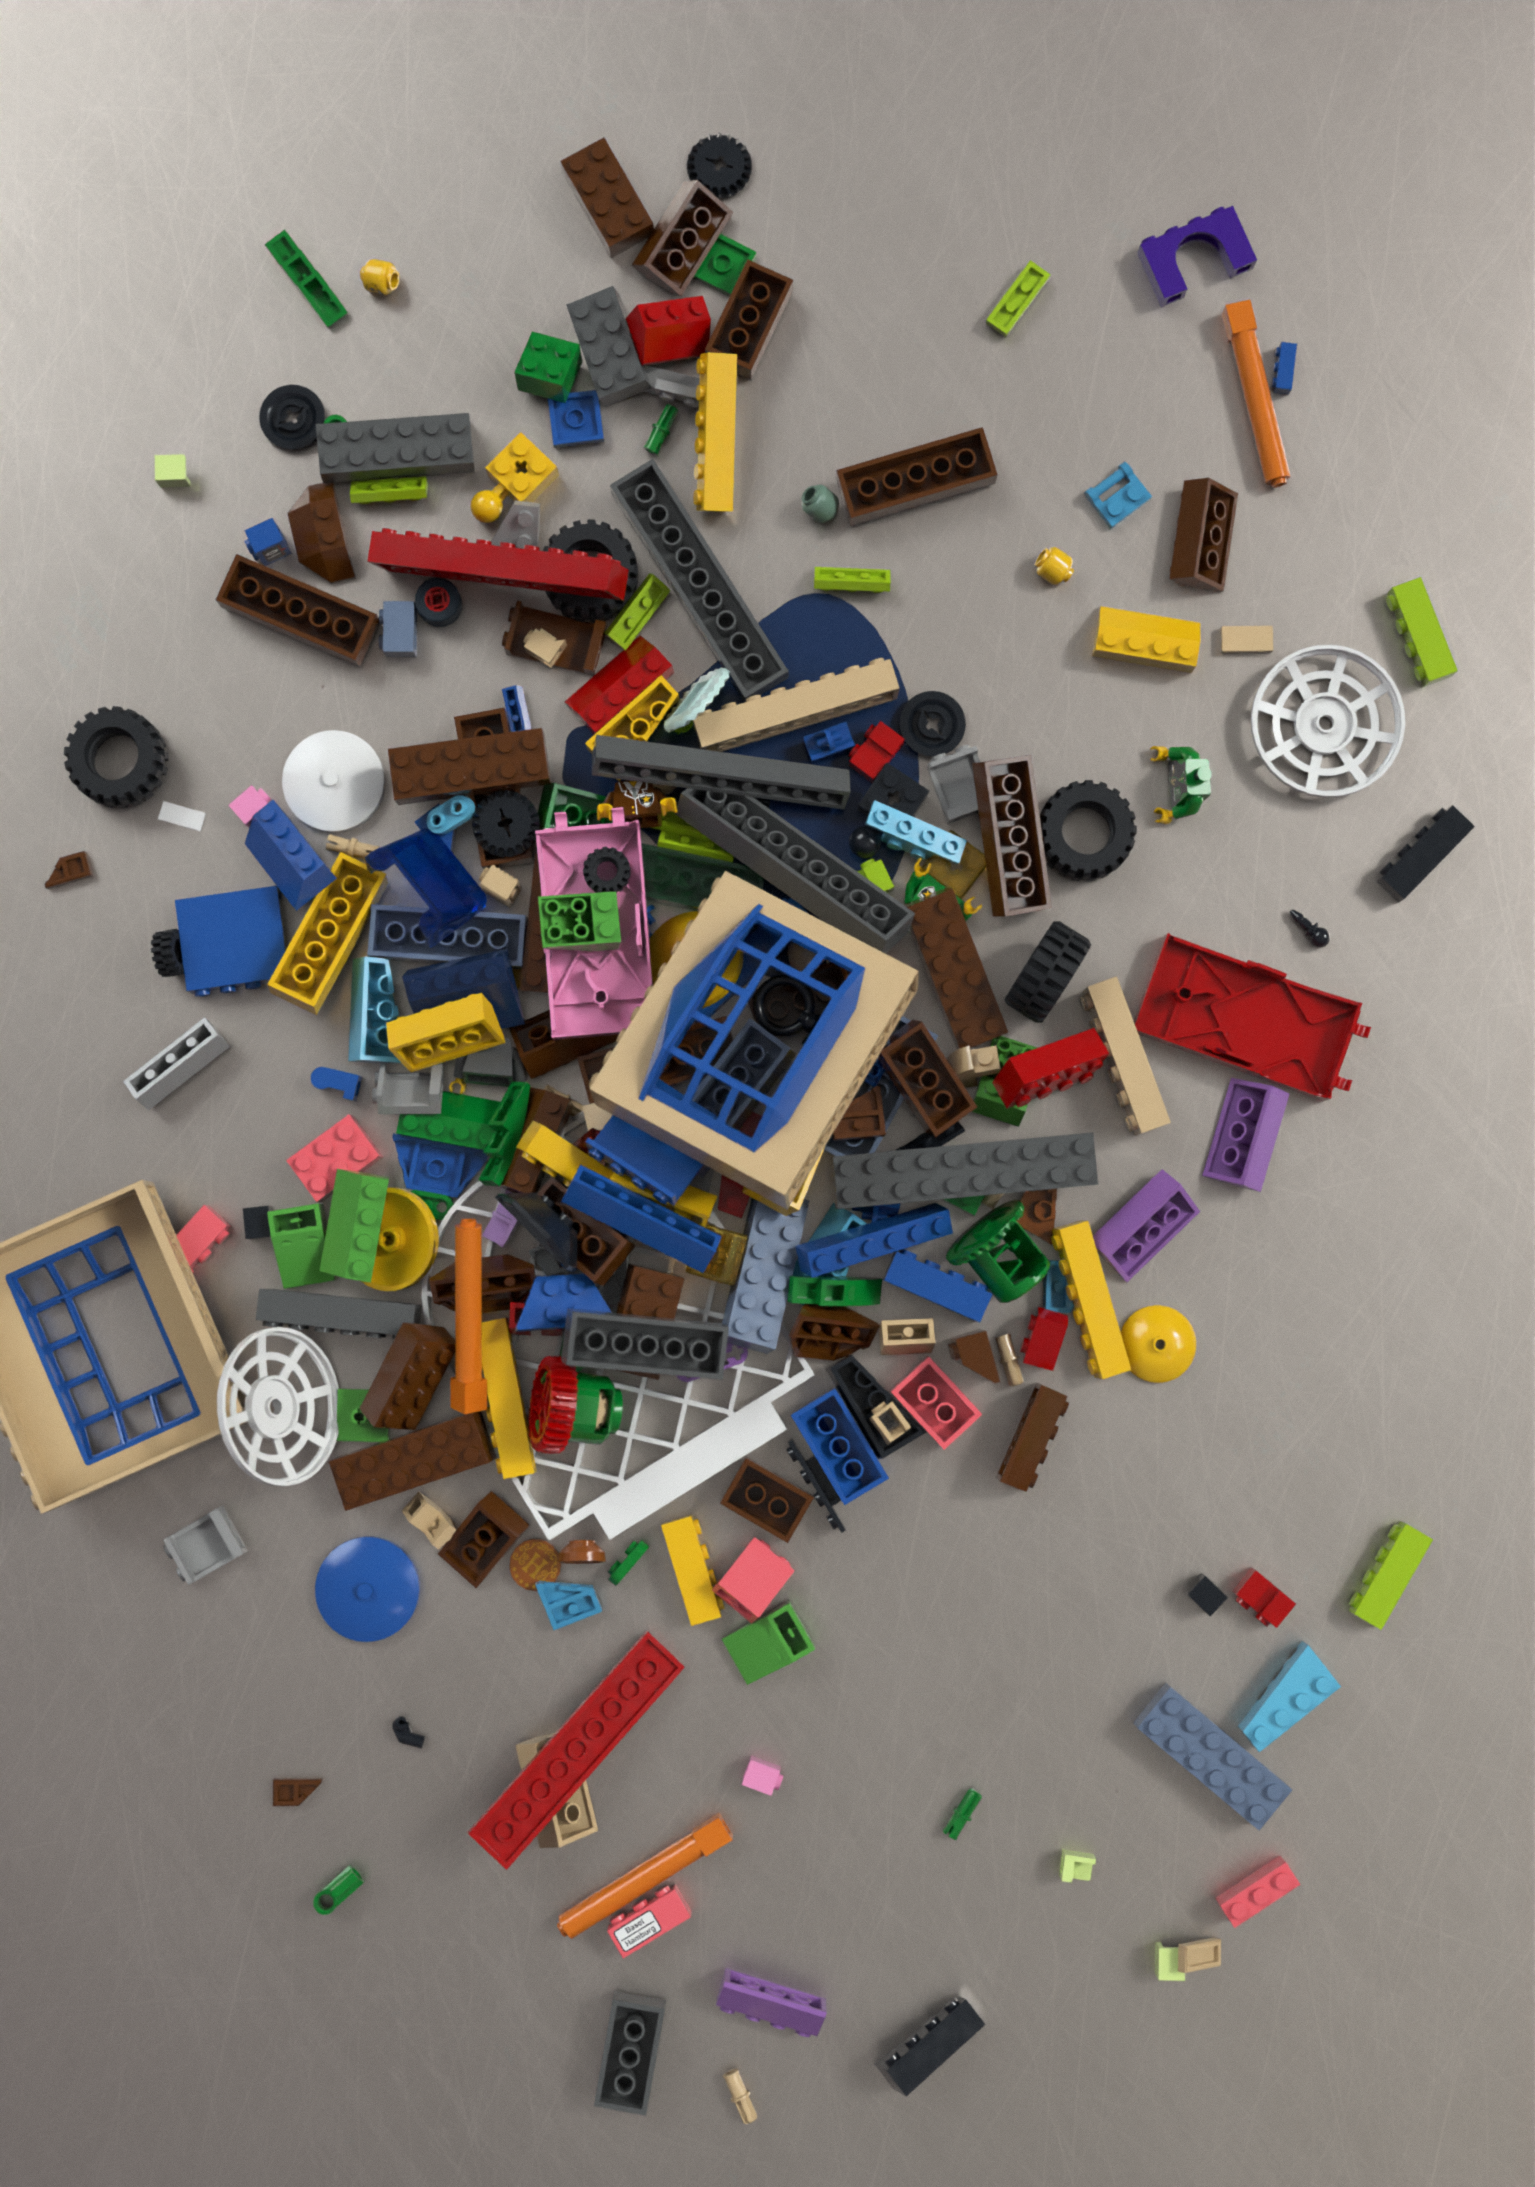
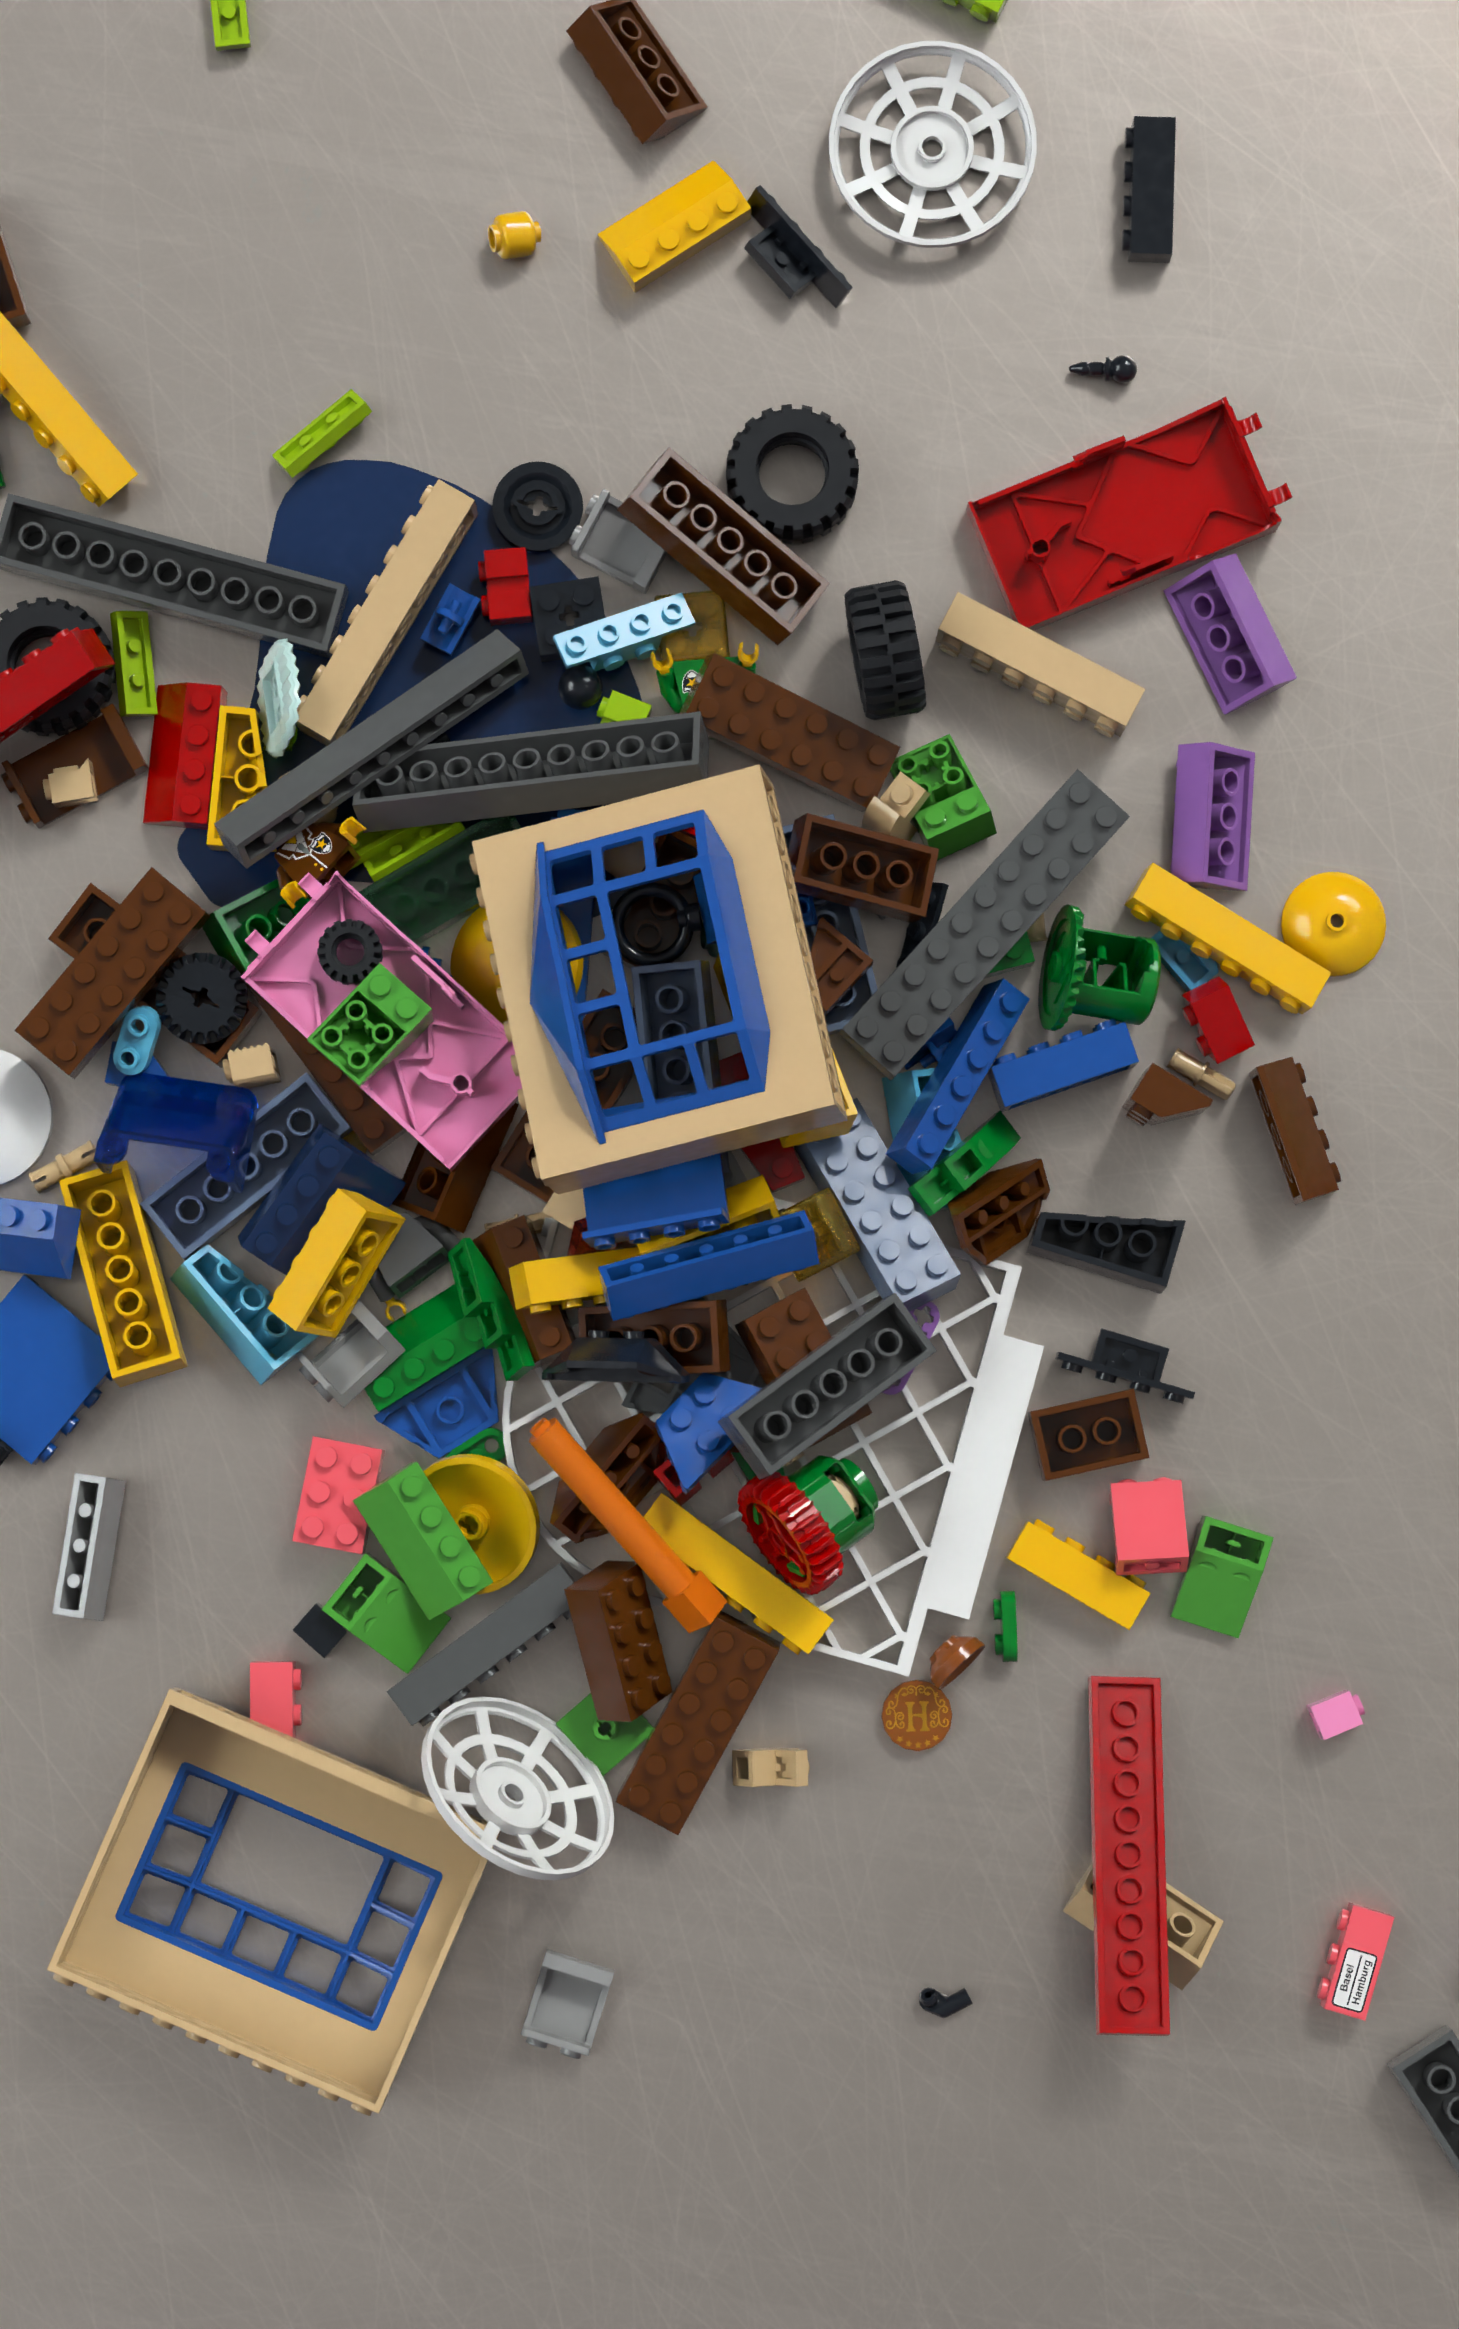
camera: 45 degrees left, 0 degrees up
(293, 1790) = (883, 2165): reddish brown tile -> none
(327, 1079) = (256, 1421): blue leg -> none
(339, 1889) = (1020, 2216): green piece -> none
(367, 1589) = (770, 1895): blue dish -> none
(483, 1539) = (842, 1737): reddish brown slope -> none
(501, 1226) = (571, 1403): lavender panel -> none
(516, 708) = (102, 874): blue piece -> none
(567, 1602) = (984, 1721): dark azure wing -> none
(701, 1841) = (1335, 1836): orange brick -> none
(820, 503) = (218, 386): sand green head -> none
(839, 1446) = (1112, 1314): blue slope -> none
(889, 1421) = (1139, 1243): tan window -> none
(906, 1336) = (1078, 1145): tan brick -> none
(916, 476) = (291, 270): reddish brown brick -> none
(936, 1402) = (1167, 1183): coral brick -> none
(1039, 1213) = (1097, 900): dark orange wing -> none
(1050, 1068) = (976, 744): red brick -> none
(1121, 503) = (523, 107): dark azure plate -> none
(1188, 781) = (849, 331): green torso -> none
(1195, 709) = (789, 254): none -> black bracket
(1246, 639) = (775, 134): tan tile -> none

